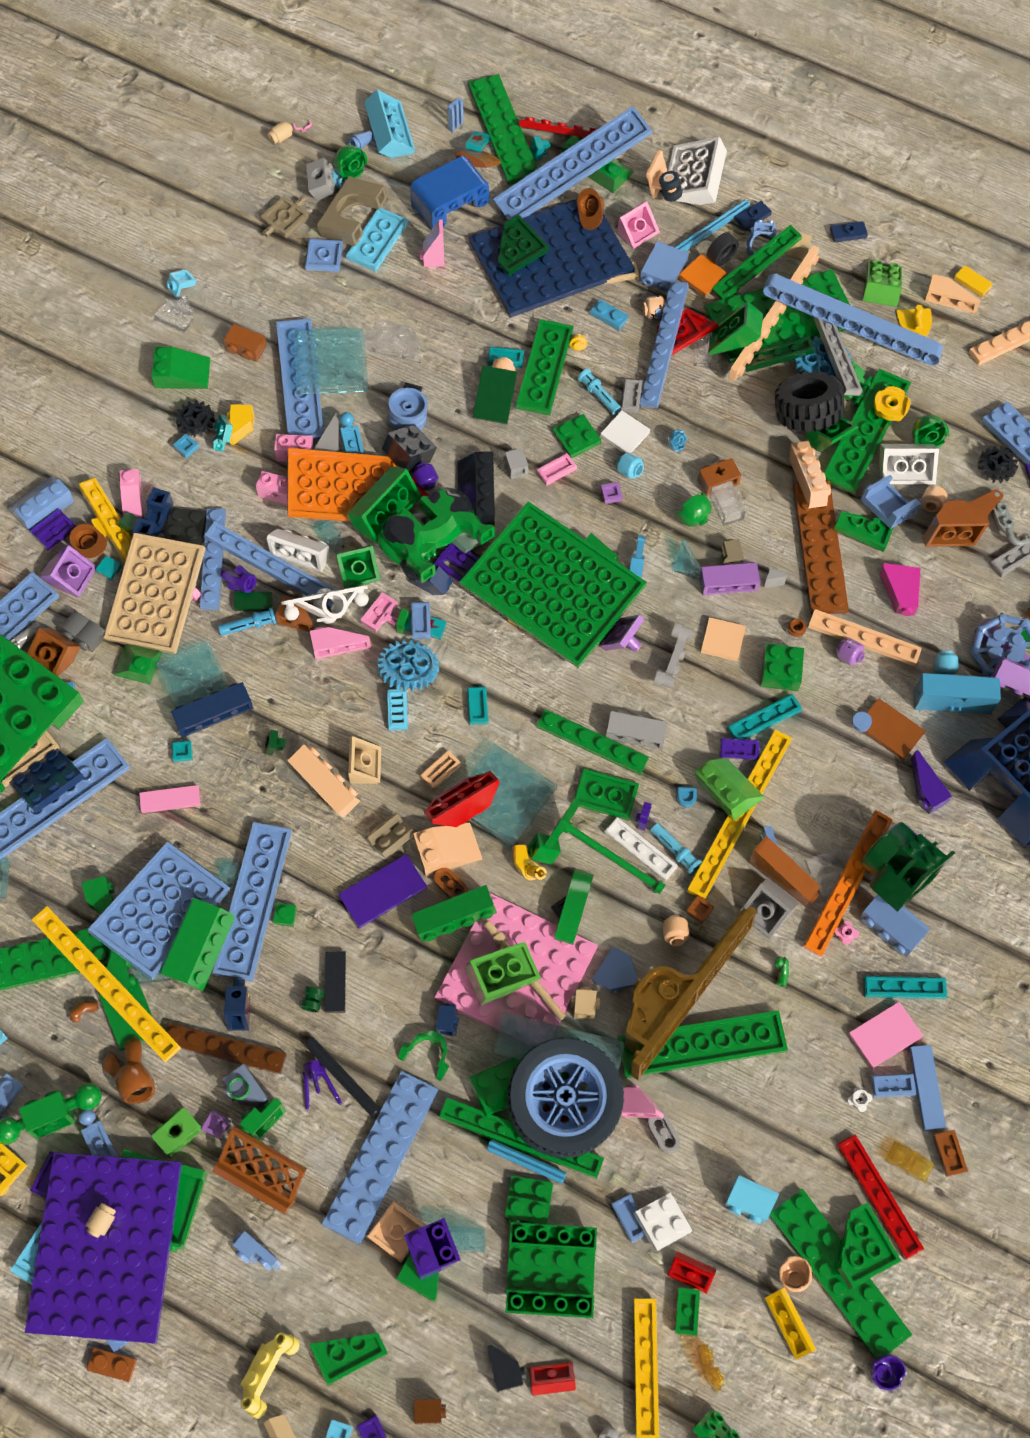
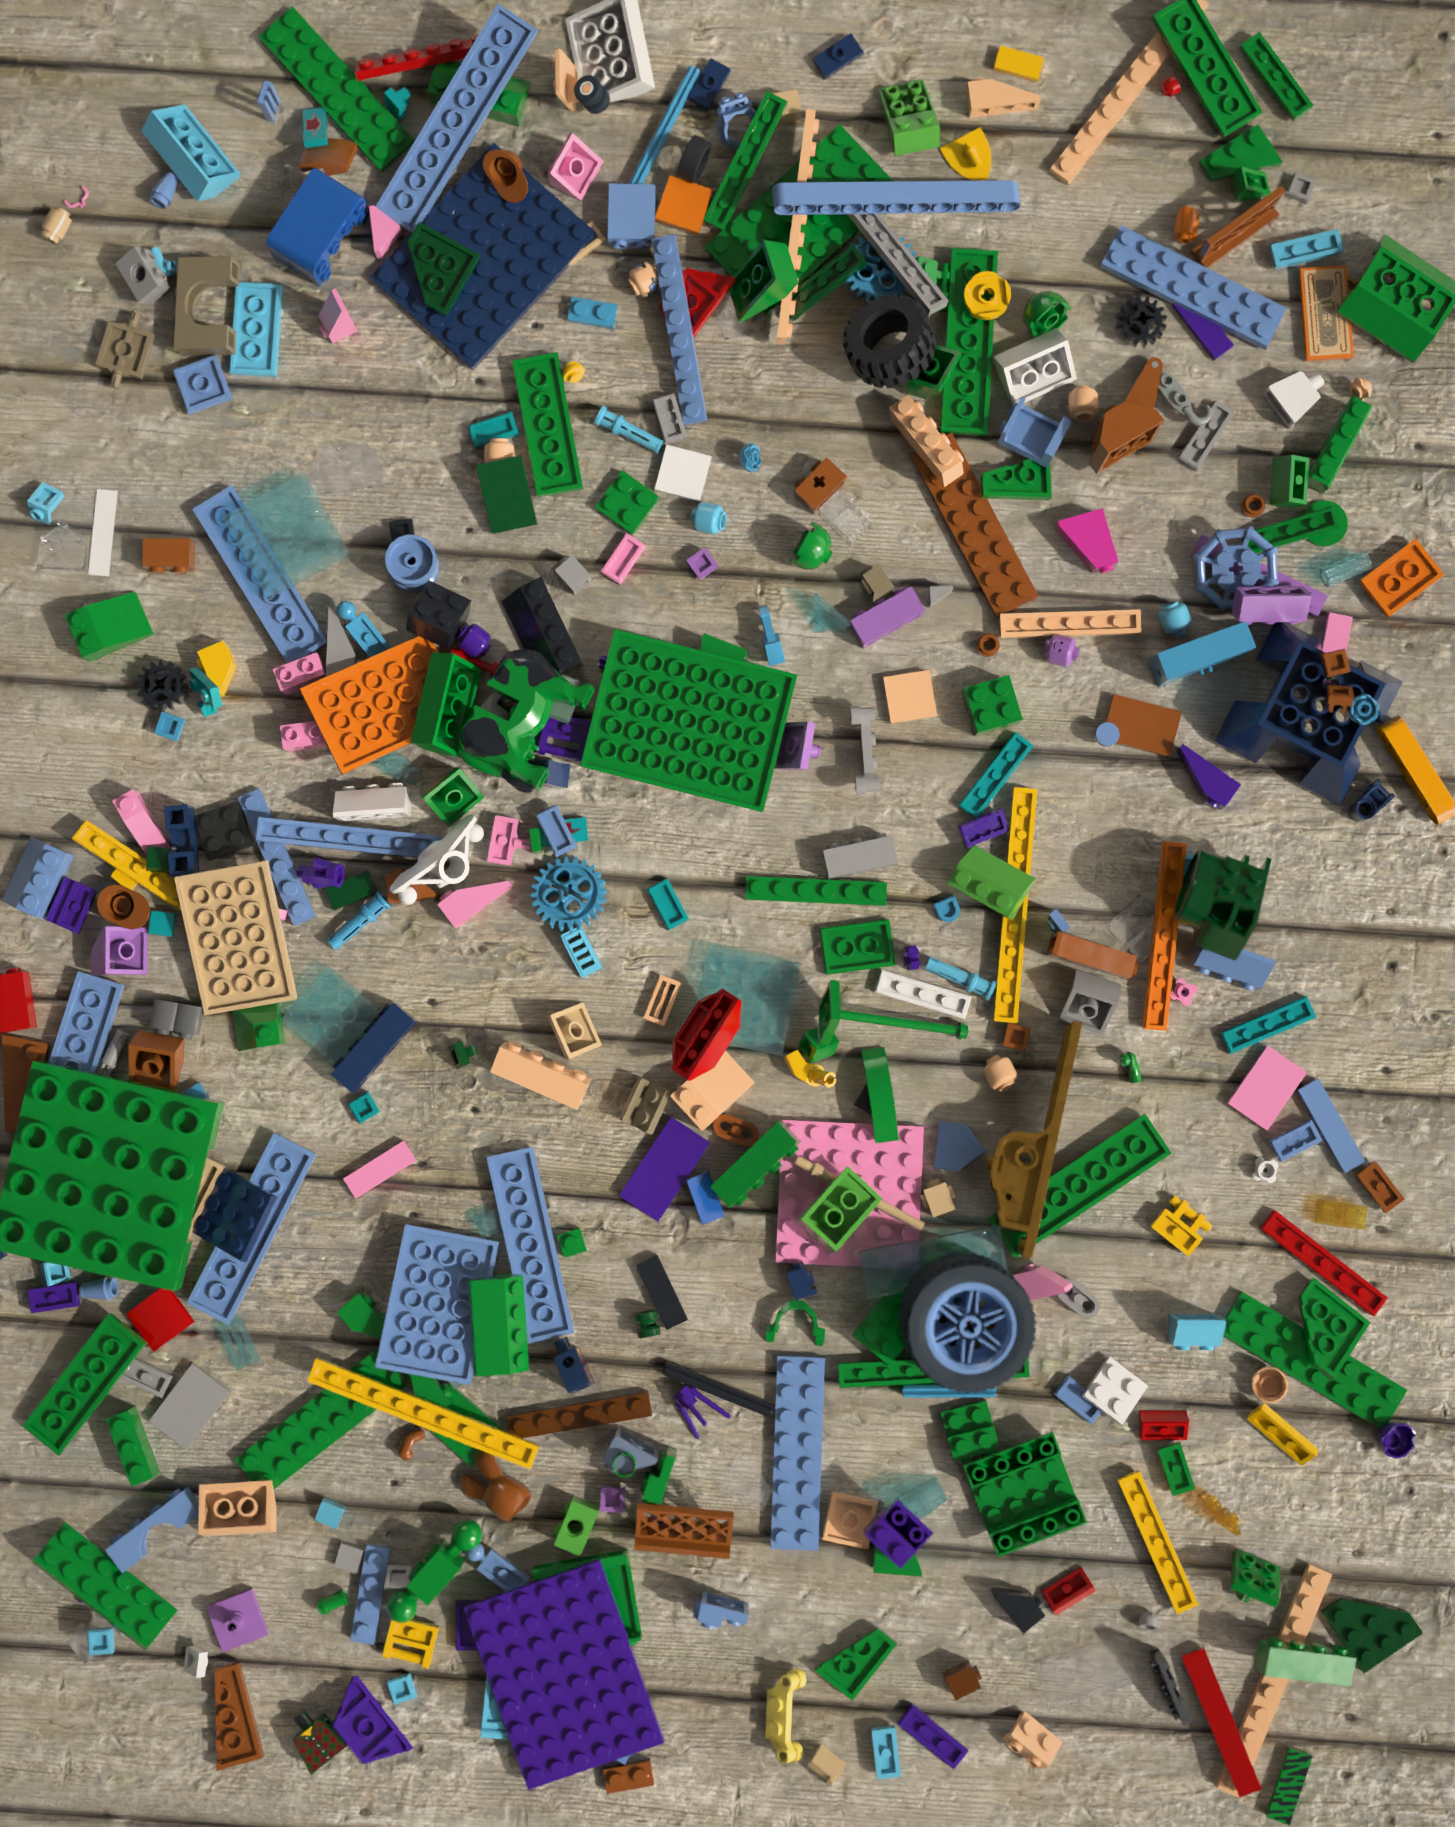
camera: 20 degrees left, 20 degrees up
(11, 1109) = (397, 1578): none -> light grey plate
(100, 1220) = (550, 1657): tan brick -> none
(208, 316) = (102, 532): none -> white sticker
(350, 161) = (168, 234): green cylinder -> none
(403, 926) = (705, 1198): none -> blue slope
(492, 215) = (384, 232): none -> bright pink slope
(767, 1115) = (1176, 1231): none -> yellow plate

